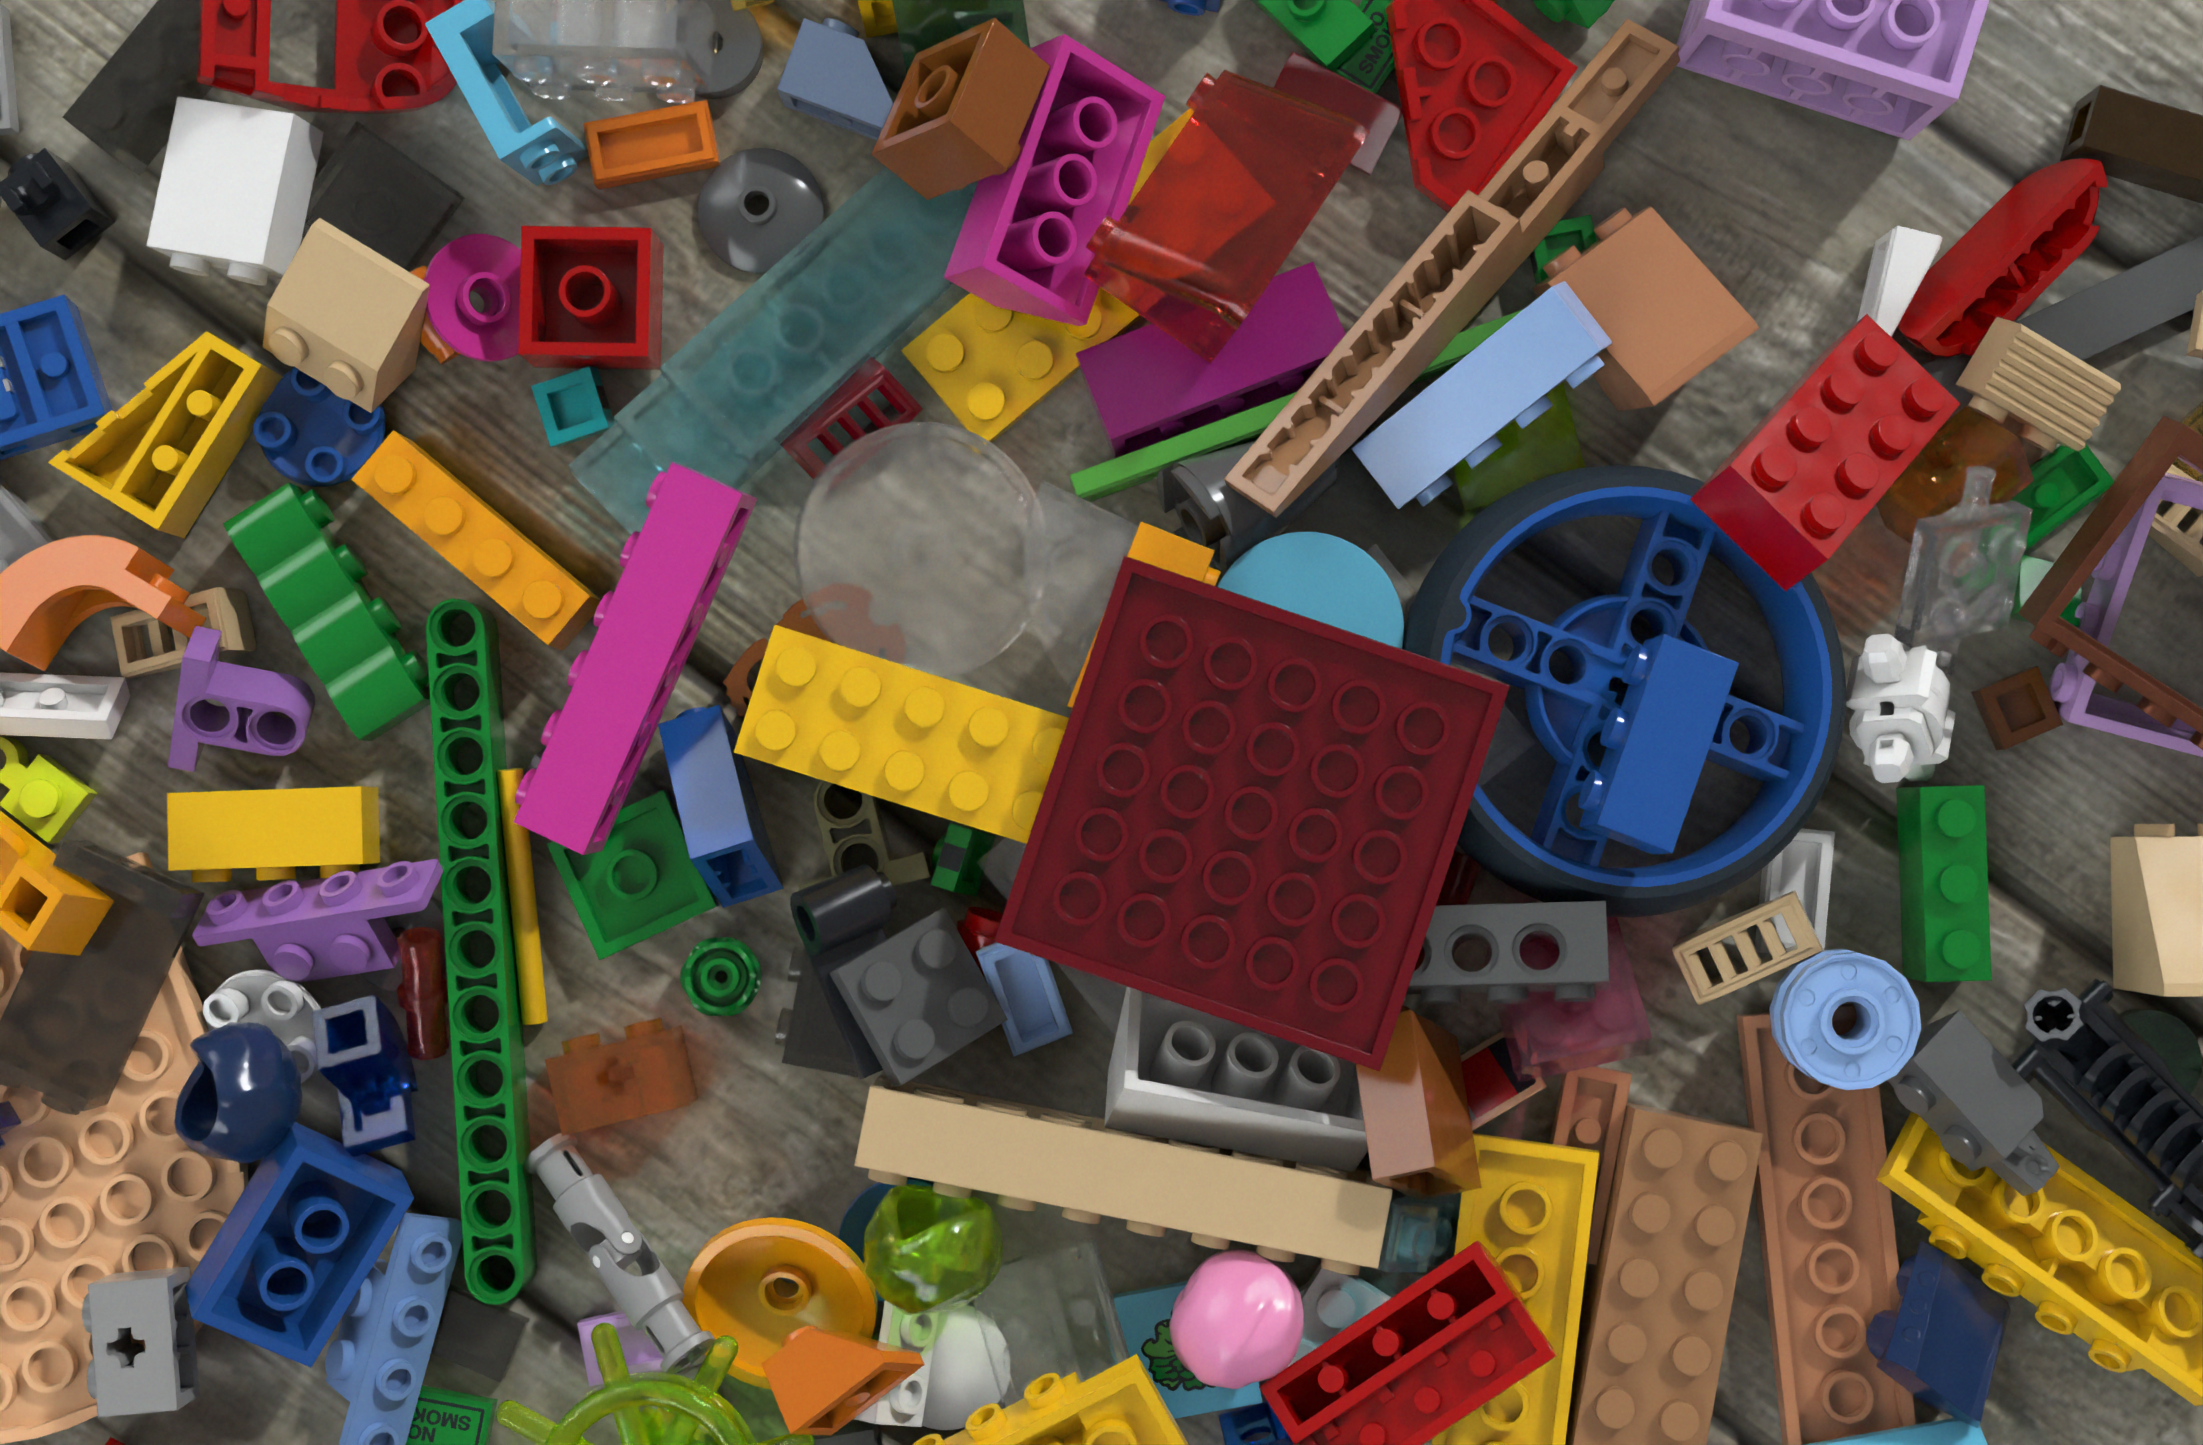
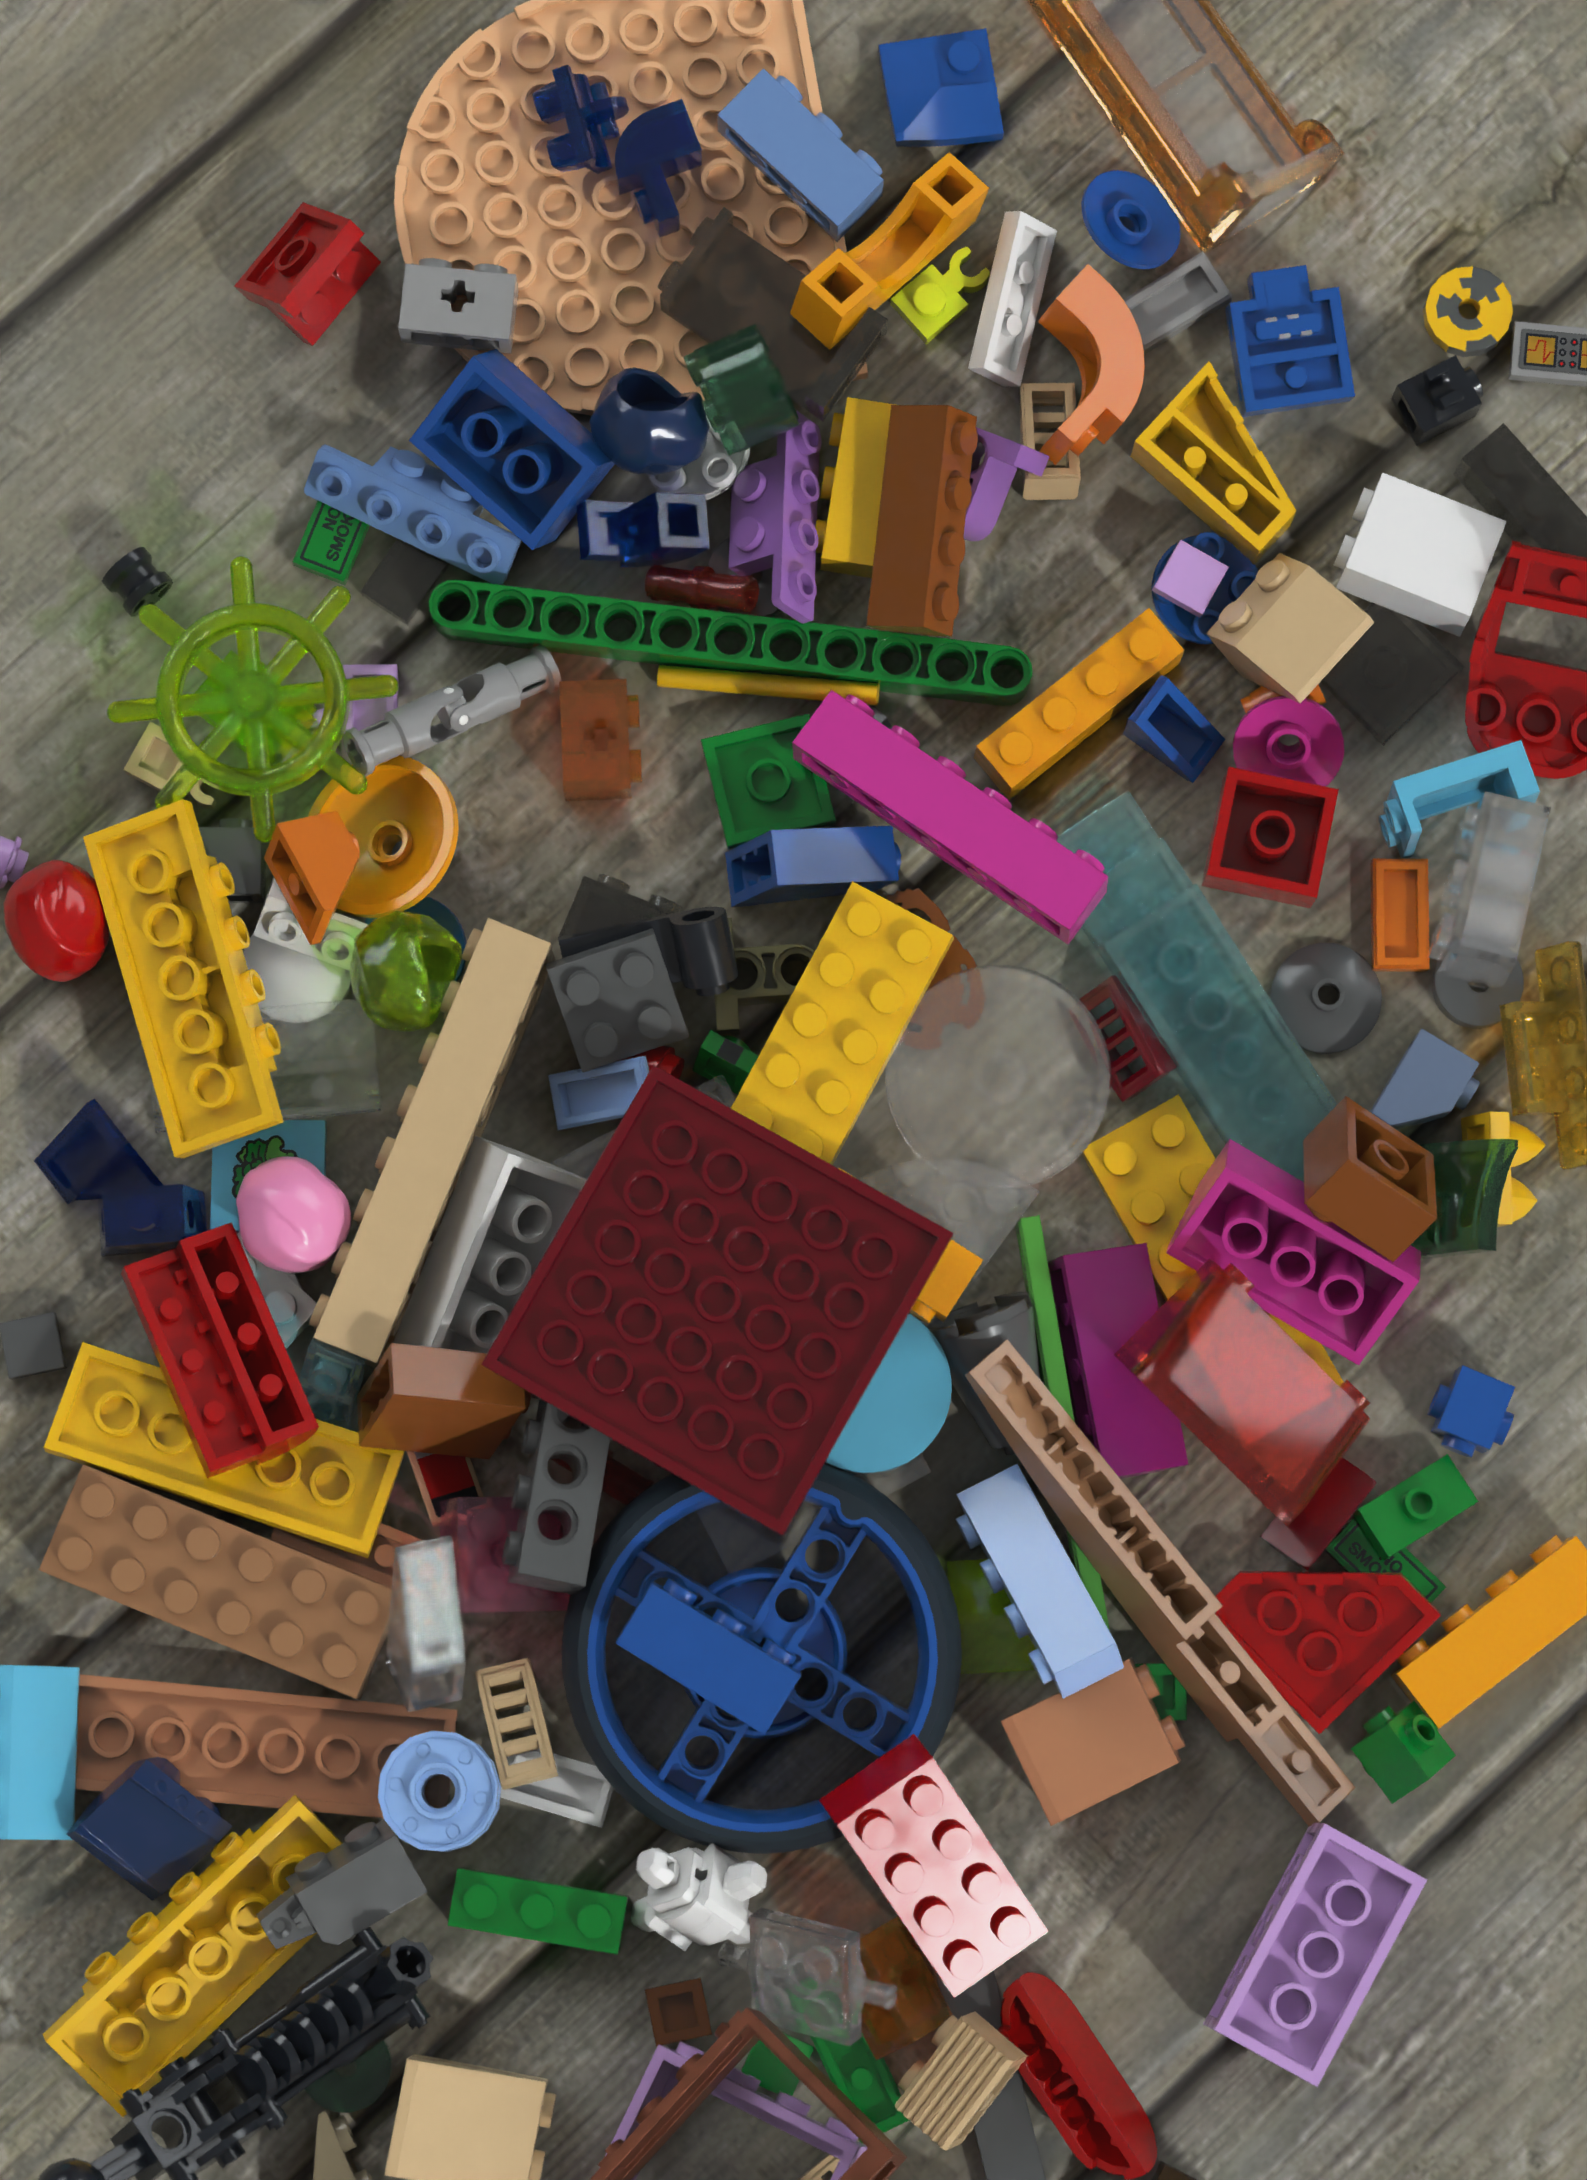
camera: 100 degrees right, 5 degrees down
(177, 994) = (742, 389): none -> clear green brick
(293, 755) = (922, 520): none -> dark orange brick
(310, 441) = (1190, 578): none -> lavender tile
(329, 610) = (1051, 566): green brick -> none
(488, 431) = (1173, 730): none -> blue slope
(573, 406) = (1181, 805): teal plate -> none
(700, 979) = (661, 822): green plate -> none
(1669, 1071) = (426, 1625): none -> clear slope
(1895, 274) = (1084, 1982): white slope -> none

